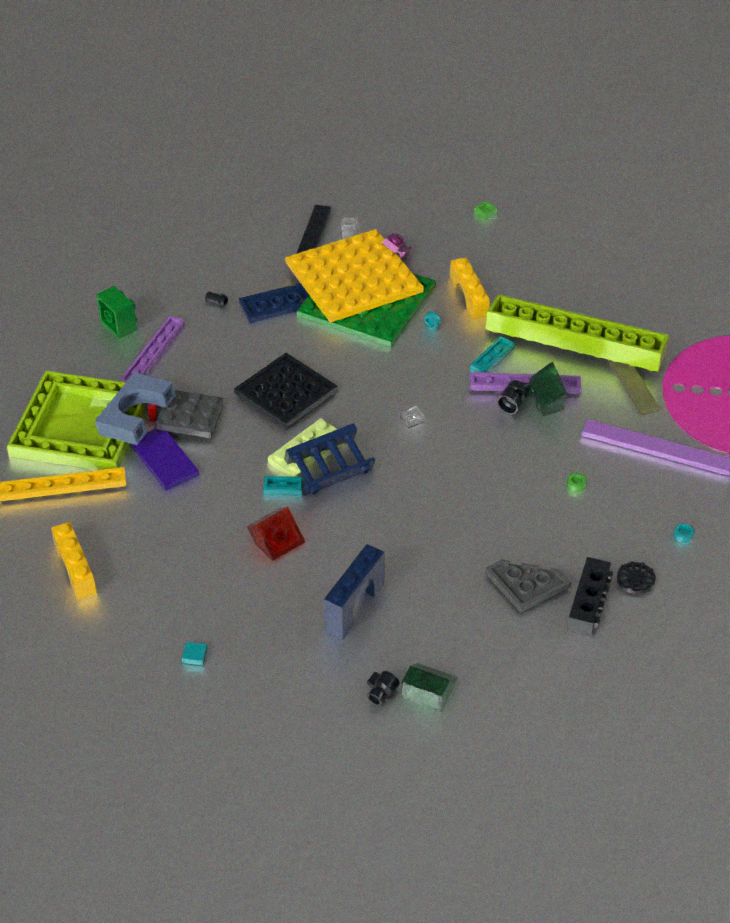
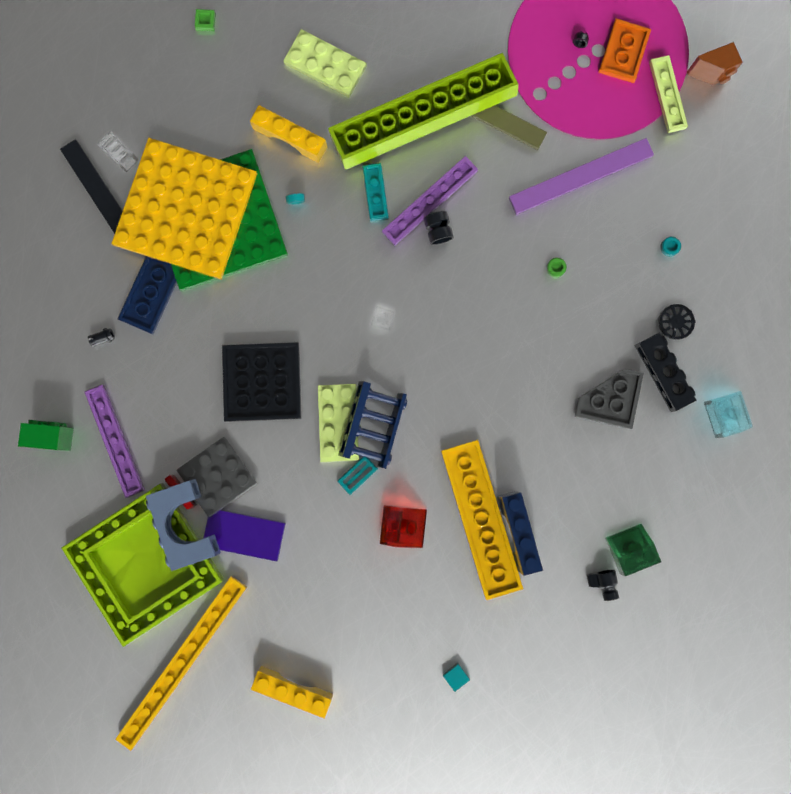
camera: 45 degrees left, 40 degrees up
(306, 610) = (482, 520): none -> yellow plate
(396, 244) = (185, 141): magenta plate -> none
(539, 276) = (325, 63): none -> yellowish green plate
(548, 390) = (464, 201): clear green slope -> none
(613, 660) = (728, 414): none -> clear light blue slope

